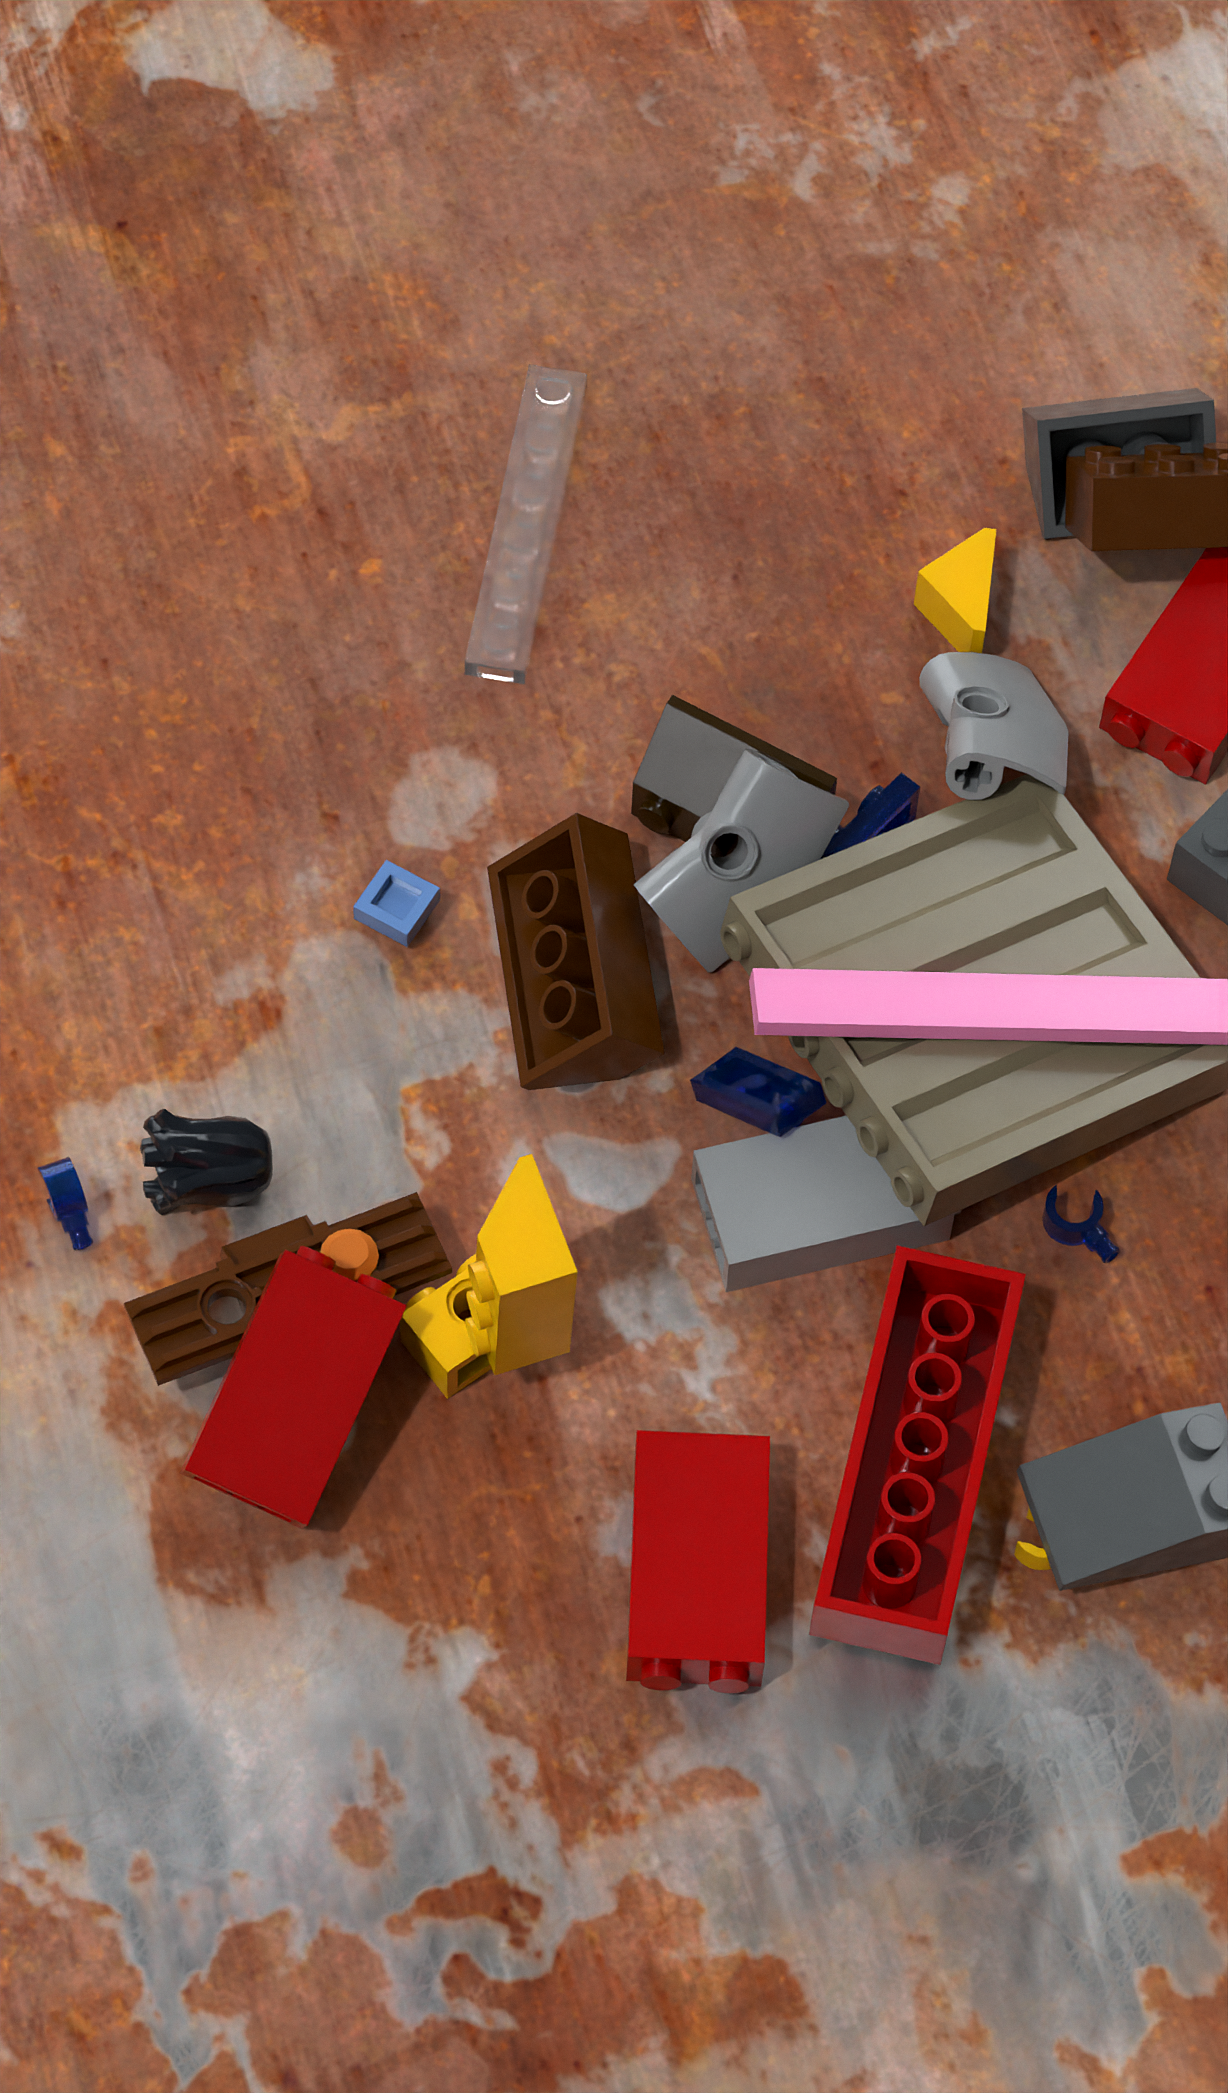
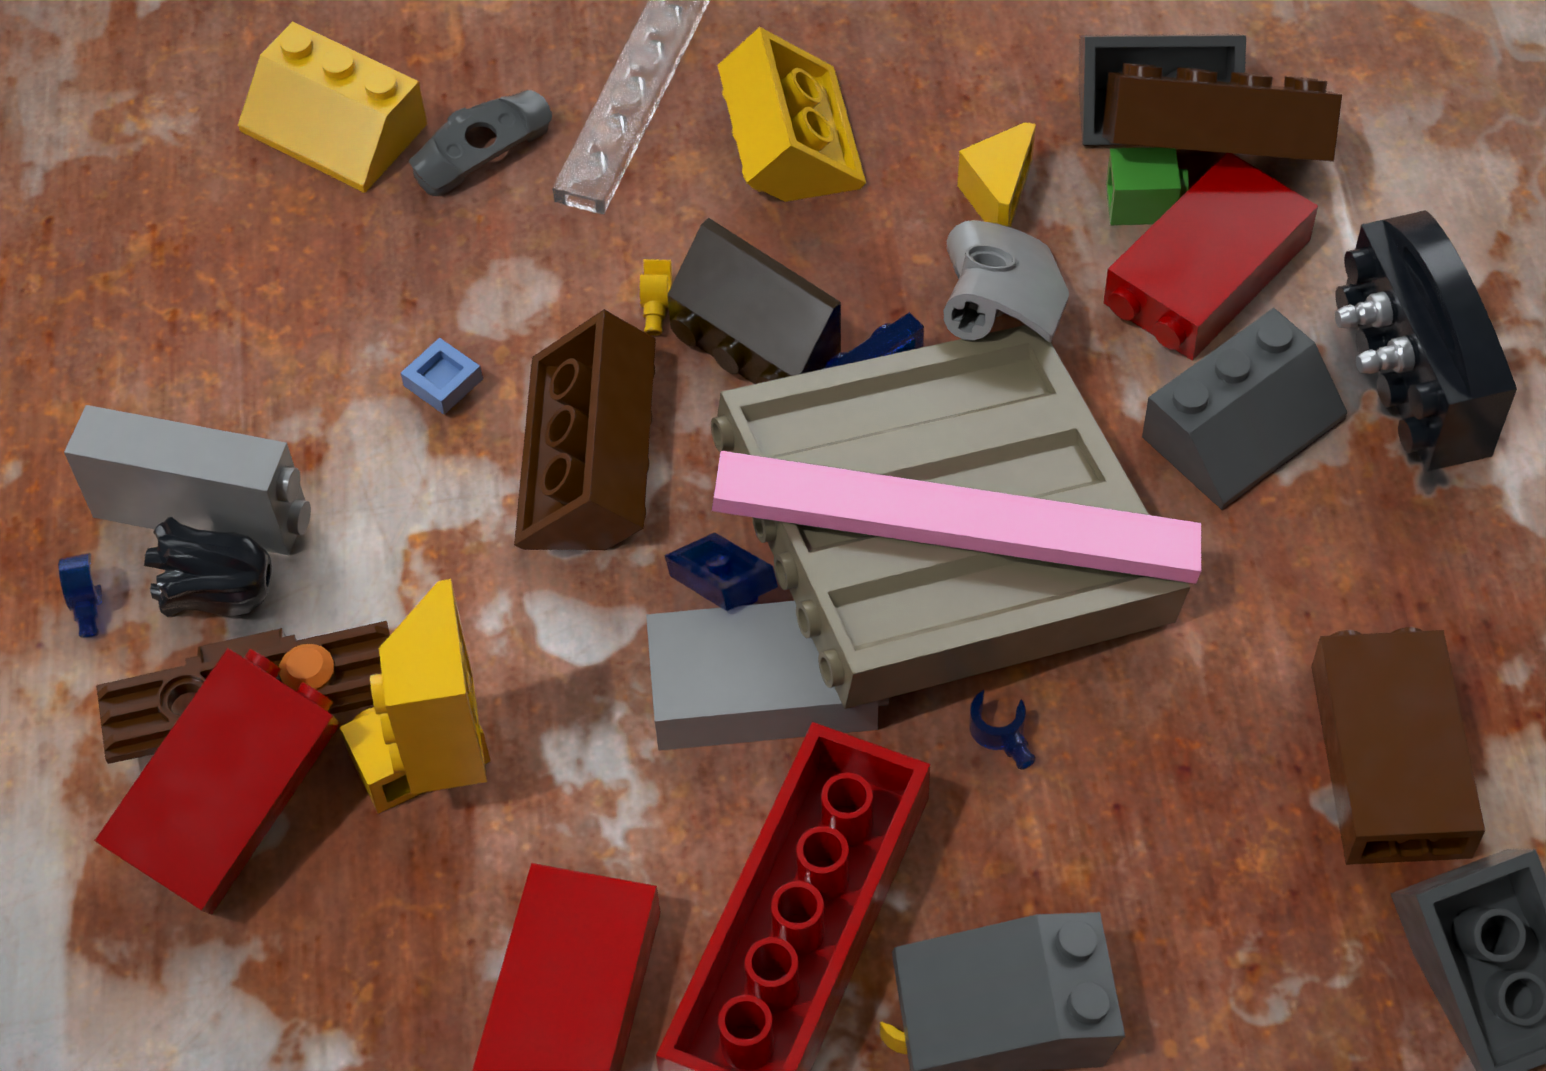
camera: 15 degrees right, 5 degrees down
(156, 1057) = (203, 477): none -> light grey brick
(186, 590) = (331, 107): none -> yellow slope
(335, 637) = (448, 156): none -> dark grey piece
(609, 776) = (653, 293): none -> yellow piece
(714, 548) = (789, 120): none -> yellow slope
(779, 830) = (782, 338): light grey panel -> none
(1123, 588) = (1143, 184): none -> bright green brick

